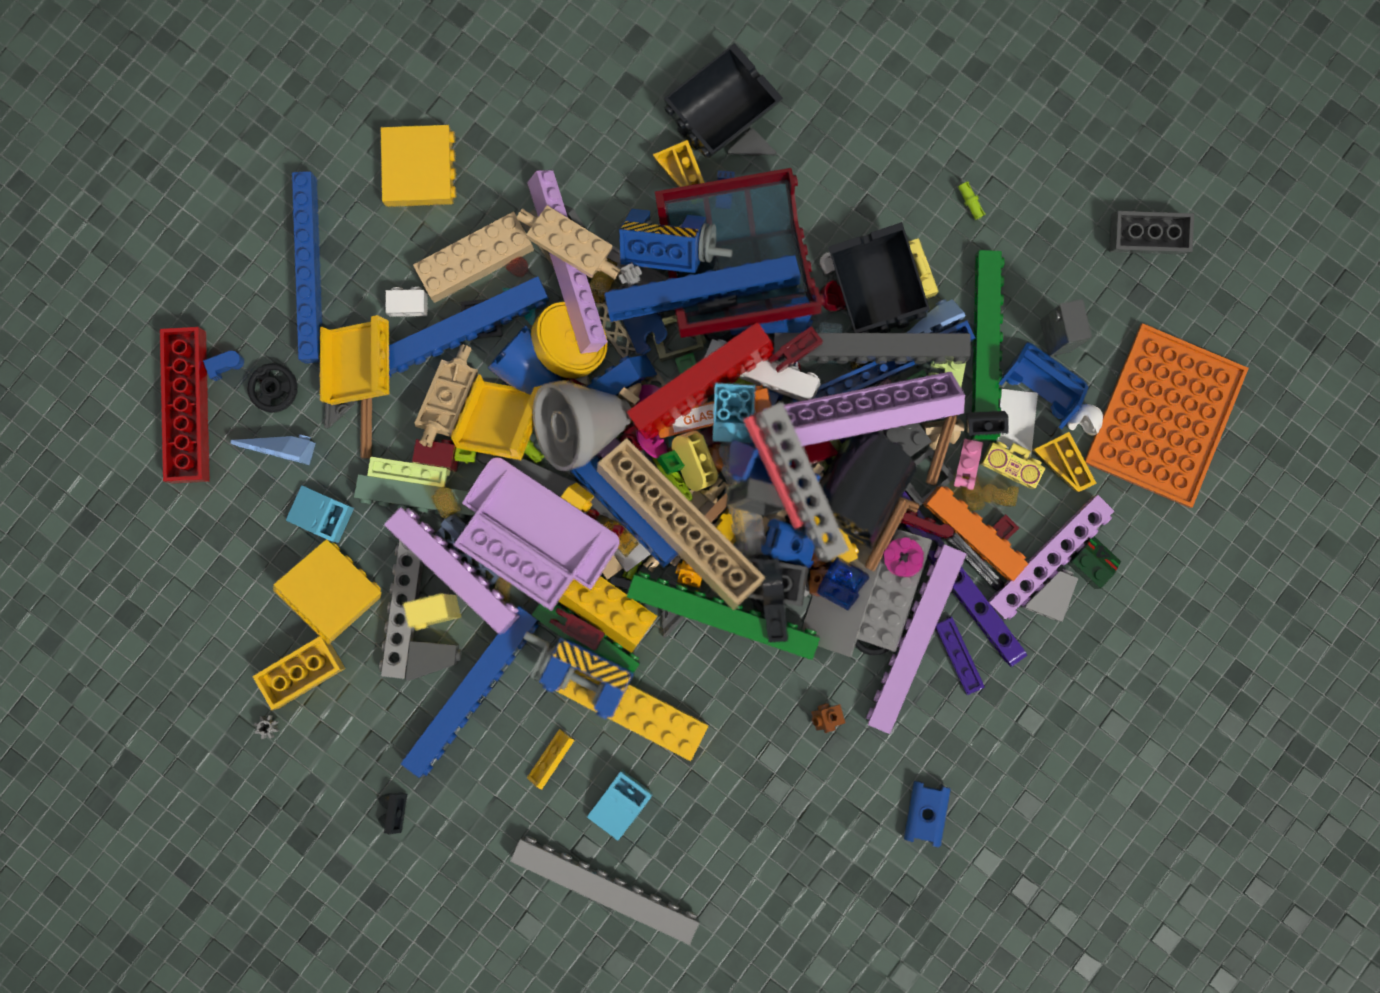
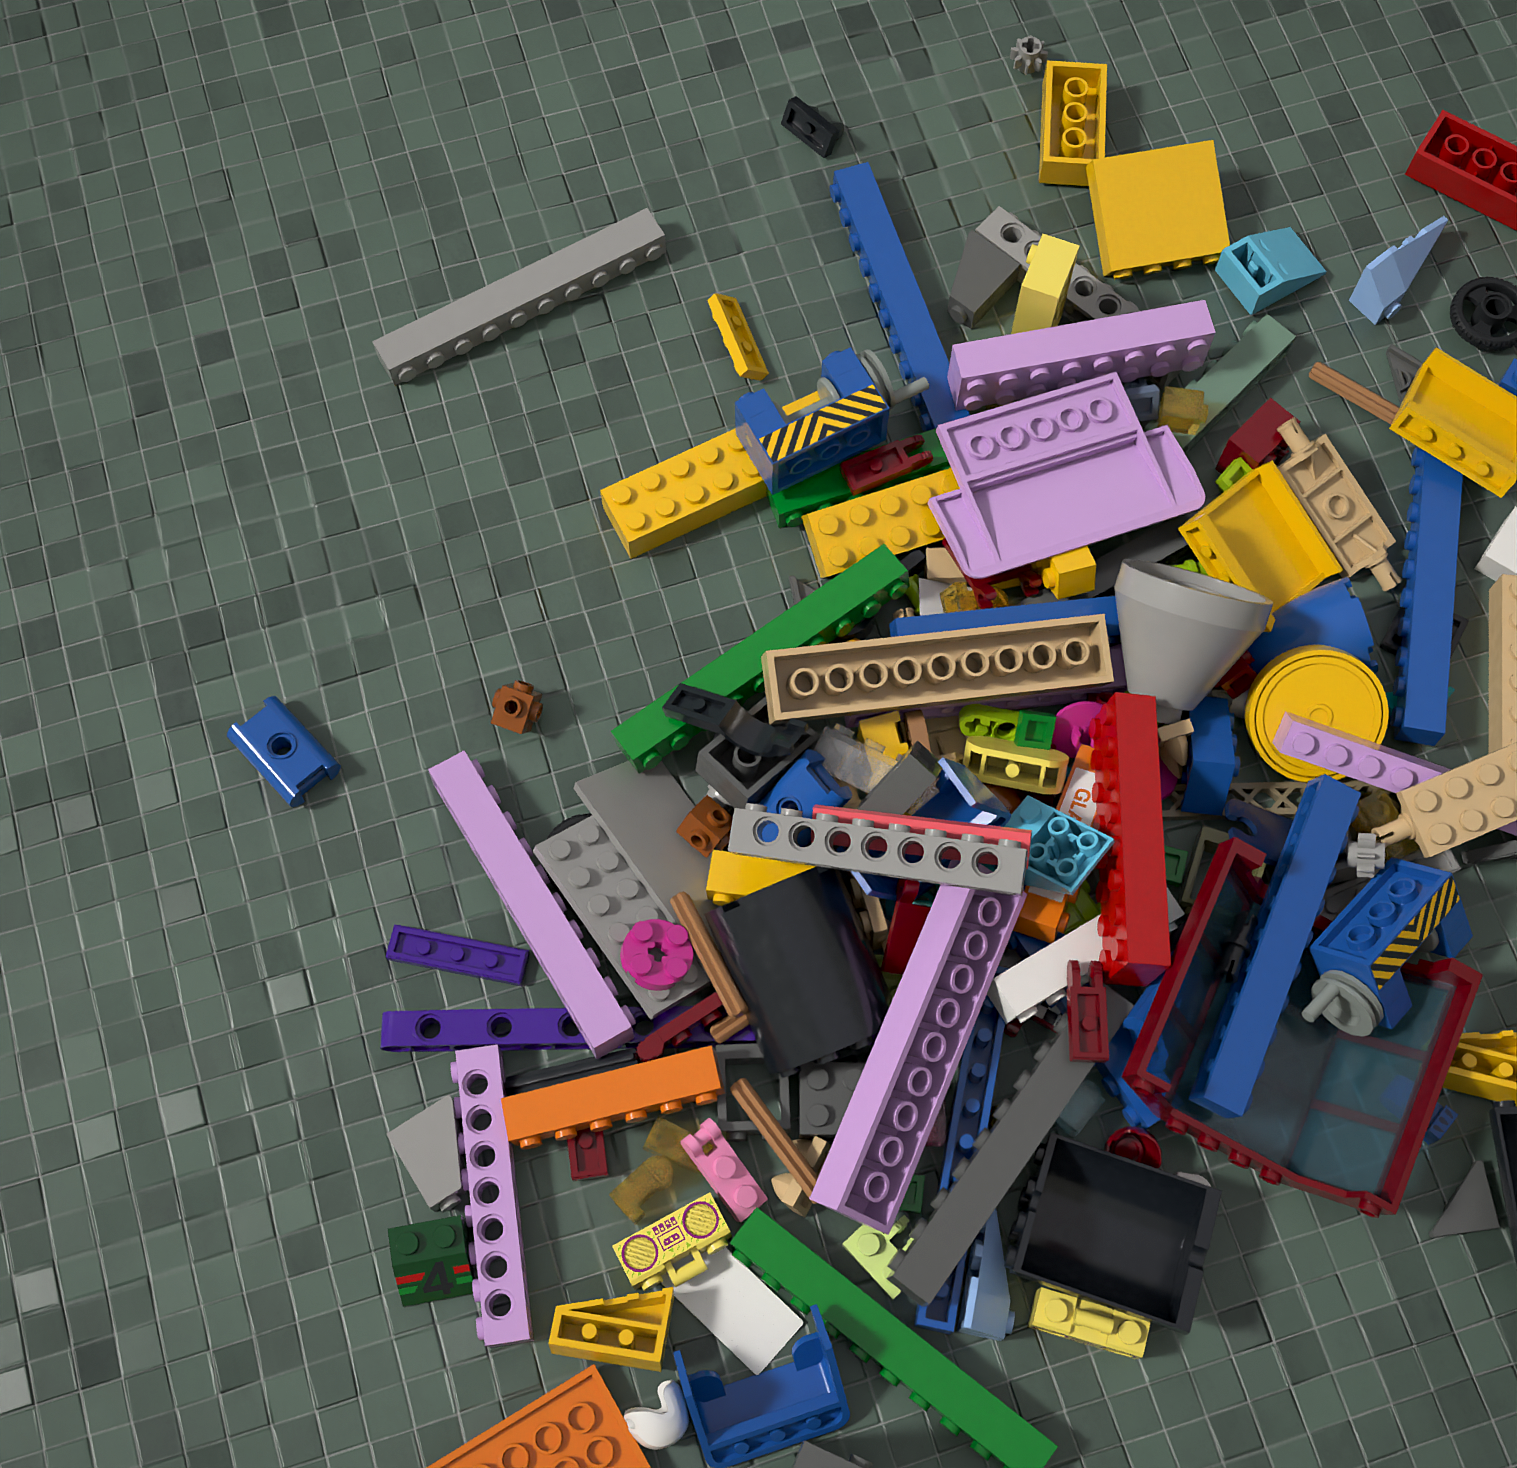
camera: 125 degrees right, 15 degrees down
(408, 472) = (1273, 381): yellowish green fence -> none
(518, 267) = (1475, 732): clear red tile -> none
(620, 805) = (615, 382): medium azure slope -> none
(842, 583) = (685, 842): clear blue slope -> none
(987, 423) = (767, 1233): black brick -> none

